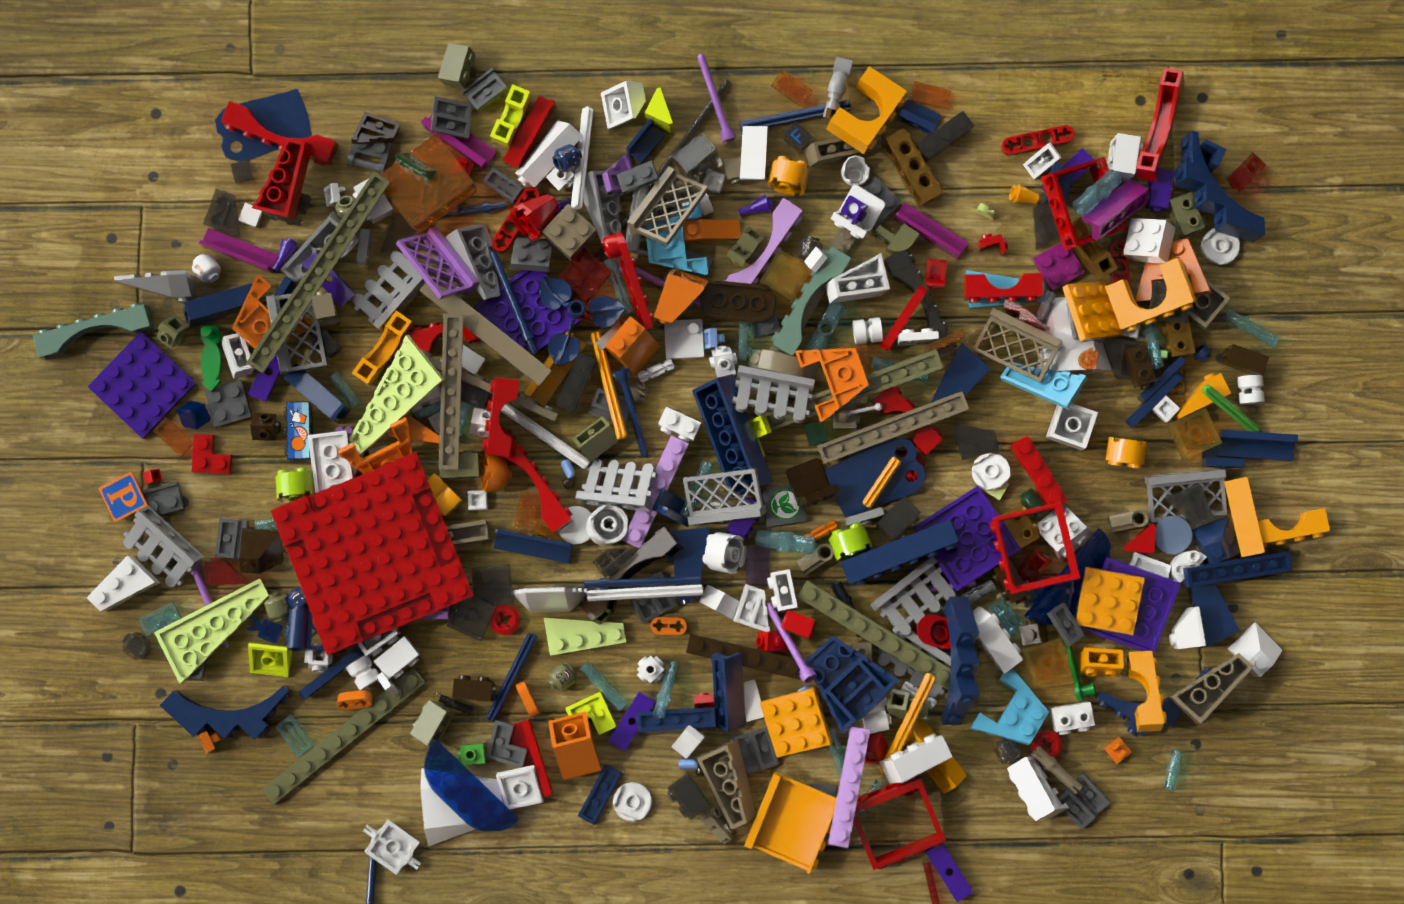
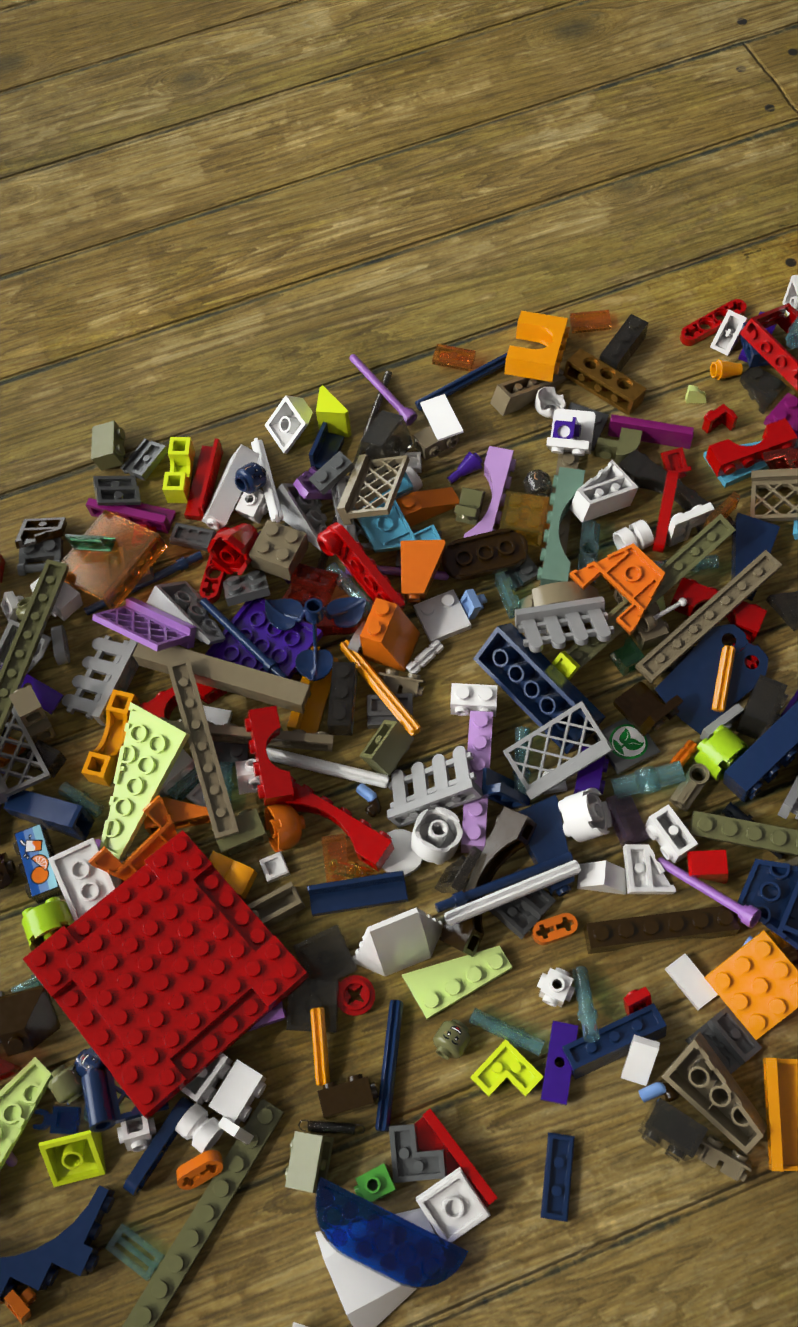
camera: 15 degrees left, 20 degrees down
(398, 230) = (90, 629): dark brown wing -> none
(466, 647) = (320, 1046): none -> light orange axle
(528, 699) = (420, 1084): orange beam -> none
(574, 745) = (502, 1121): orange slope -> none
(623, 377) = (392, 669): dark blue piece -> none
(632, 801) = (602, 1170): white tile -> none
(723, 361) = (492, 617): white brick -> none
(728, 691) = (662, 976): dark blue panel -> none
(770, 642) = (683, 899): red bracket -> none
(788, 176) = (485, 426): light orange brick -> none
(797, 137) = (478, 394): clear smoke brick -> none
(815, 259) = (549, 484): white tile -> none
(837, 84) = (498, 337): light grey piece -> none
(919, 117) = (588, 341): dark blue panel -> none

